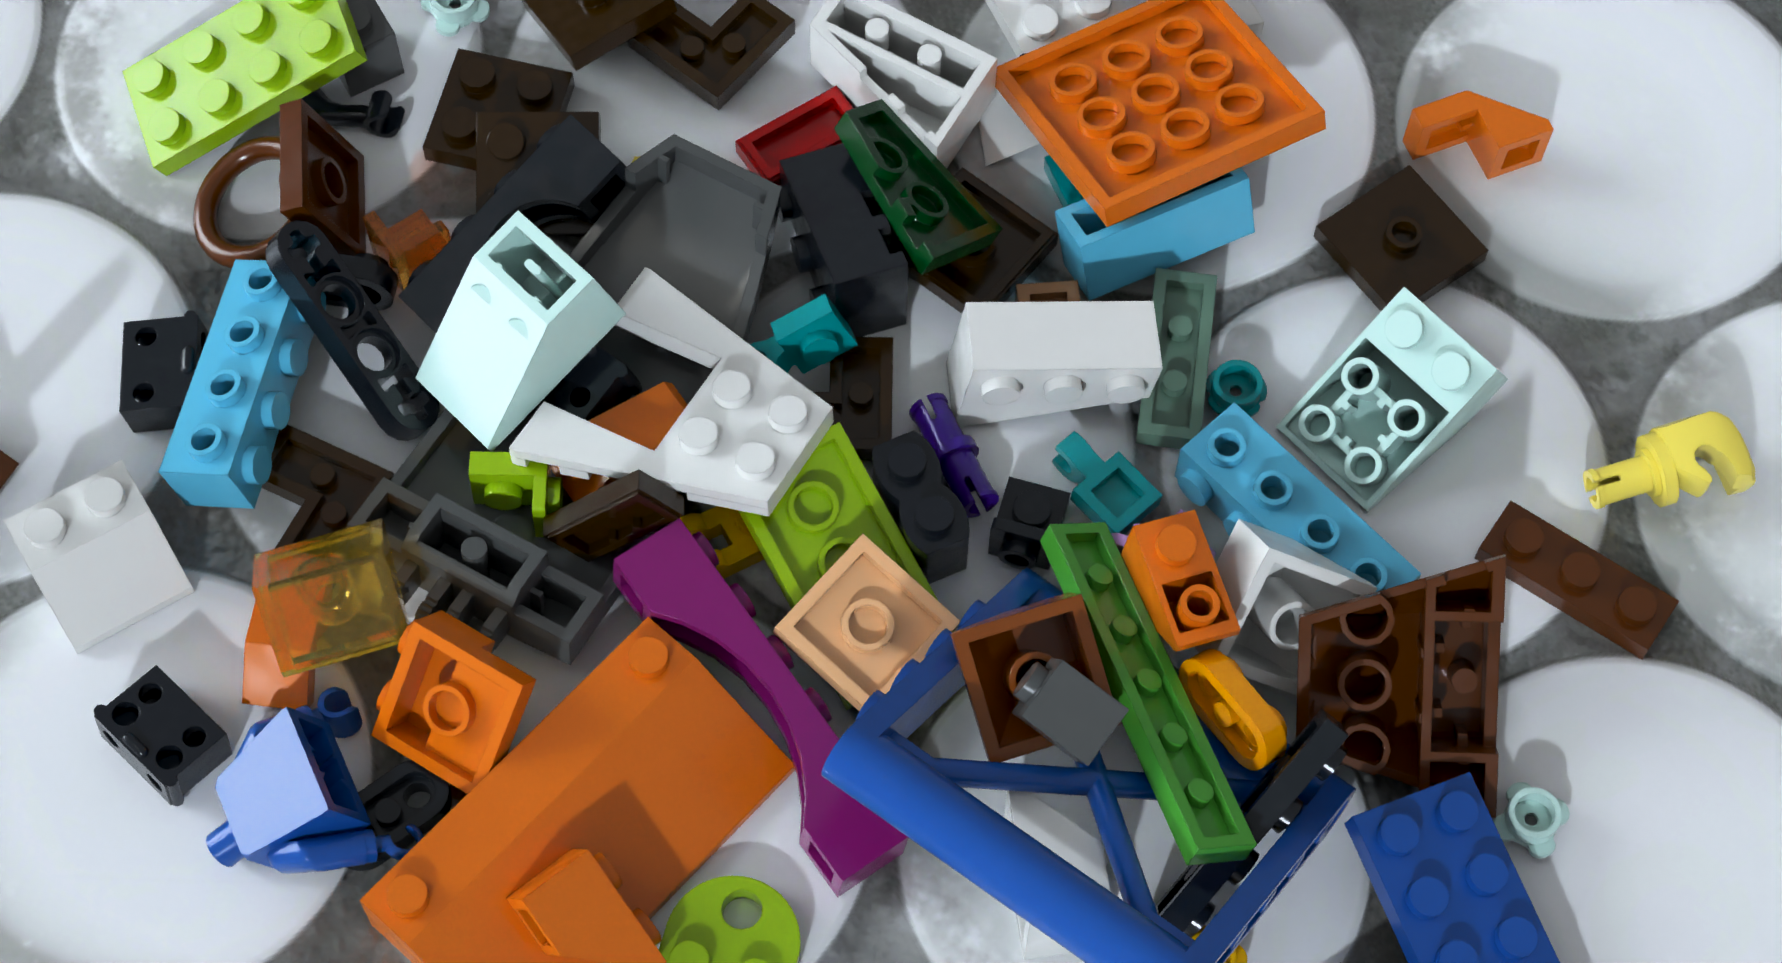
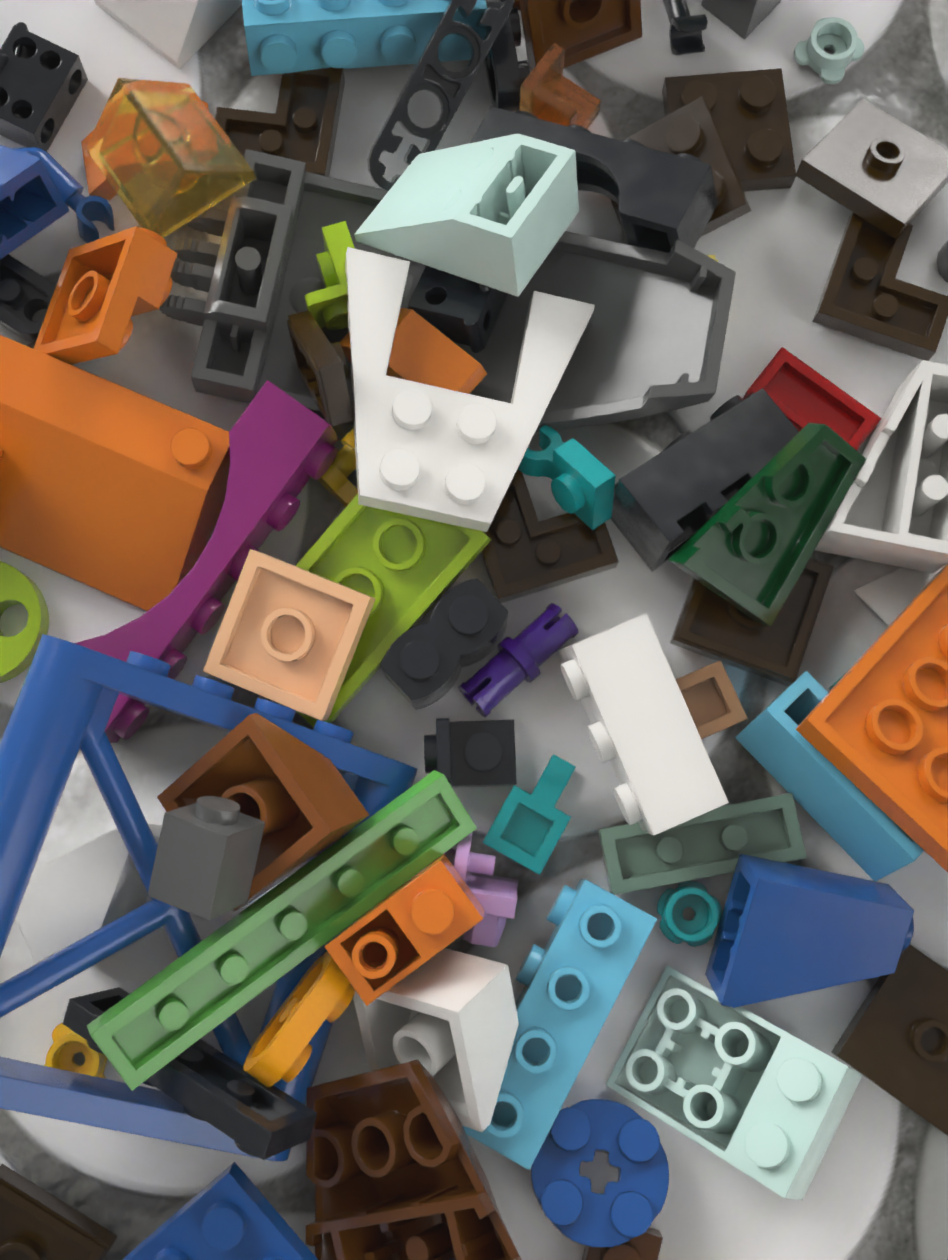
camera: 75 degrees right, 15 degrees up
(1280, 301) = (803, 932): none -> blue slope
(1442, 497) = (626, 1205): none -> blue plate

